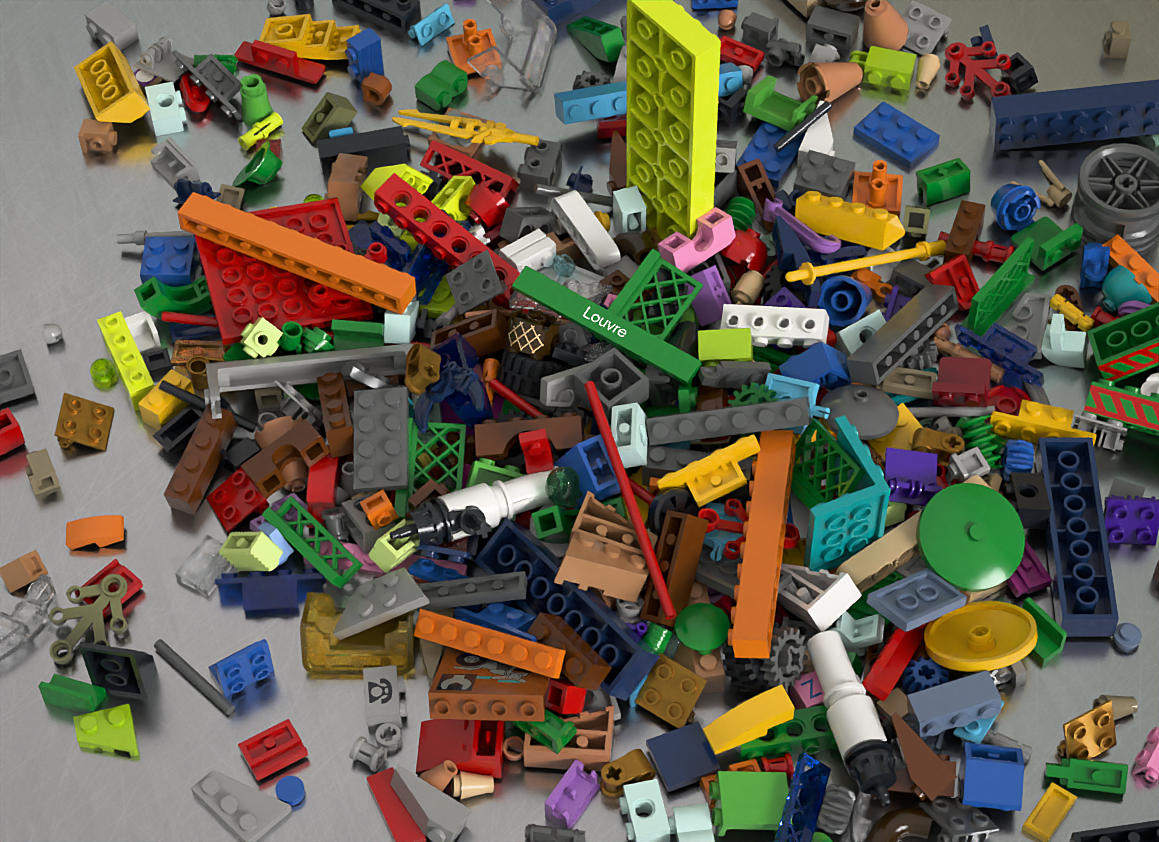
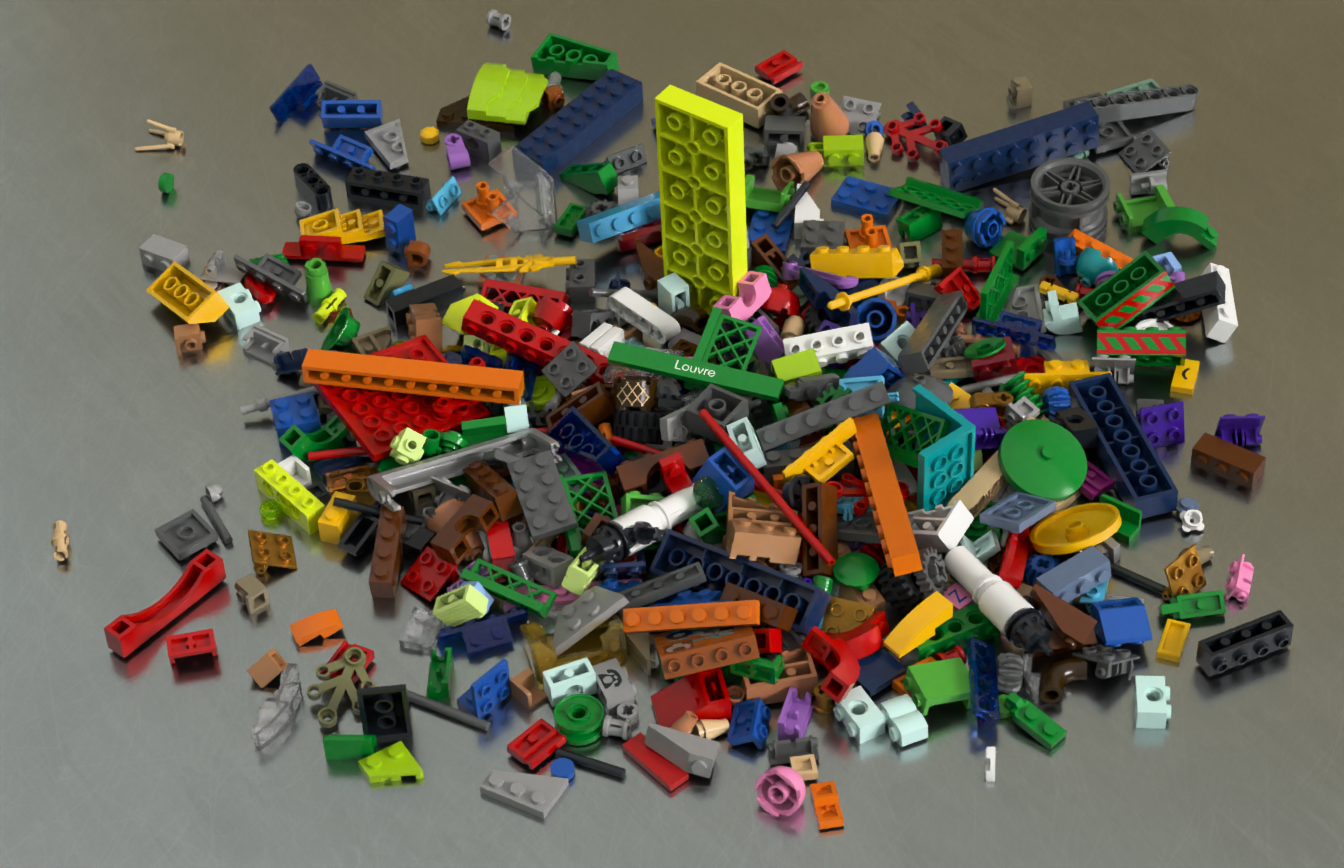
camera: 15 degrees left, 10 degrees down
(42, 363) = (215, 518): none -> dark grey bar
(202, 632) = (440, 676): none -> green hinge
(288, 189) = (372, 341): none -> dark tan wing
(289, 676) = (525, 690): none -> medium nougat panel
(323, 789) = (591, 763): none -> black bar
(329, 716) = (579, 719): none -> green wheel
(334, 681) = (569, 679): none -> light aqua brick
(379, 509) = (559, 547): orange bracket -> none
(421, 368) = (557, 433): pearl gold piece -> none
(441, 85) = (472, 239): green brick -> none
(450, 379) = (579, 442): dark blue bar -> none
(518, 790) = (749, 723): none -> blue bracket
(559, 81) = (567, 222): none -> green plate
(640, 744) = (837, 659): none -> red arch
(667, 722) = (864, 638): none -> red arch
(938, 44) = (869, 127): none -> blue plate
(955, 369) = (985, 348): none -> green dish
(972, 156) = (937, 197): none -> green fence
(1030, 712) = (1139, 579): none -> pearl dark grey bar
(1132, 651) = (1194, 515): none -> white plate

